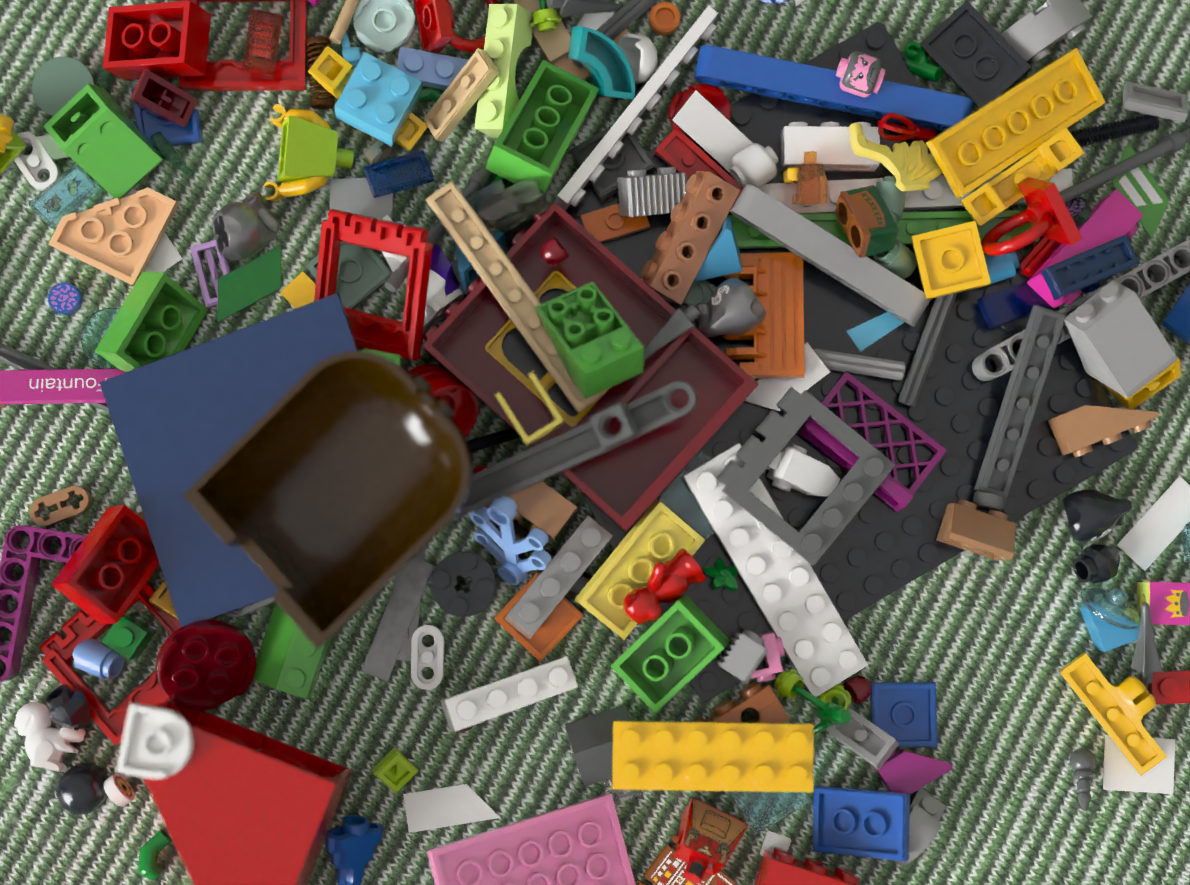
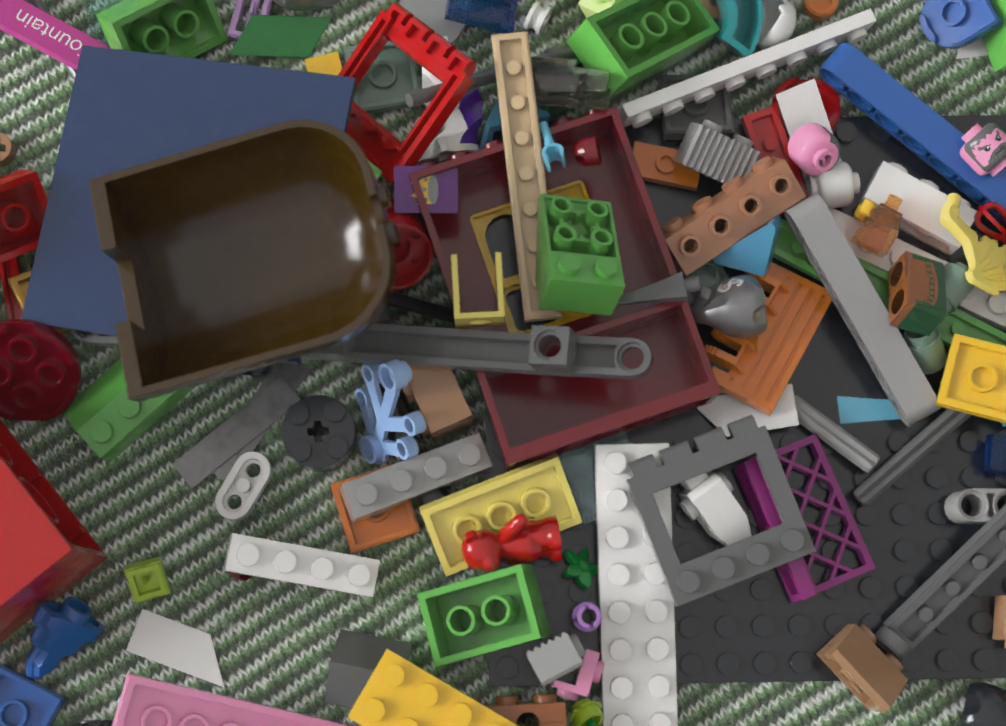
camera: 30 degrees right, 5 degrees down
(447, 155) = (537, 18): none -> white bush
(451, 344) = (439, 191): none -> dark purple sticker
(525, 266) = (552, 150): none -> medium azure hand
(726, 147) = (814, 149): none -> bright pink head
(756, 614) = (577, 616): none -> medium lavender pin

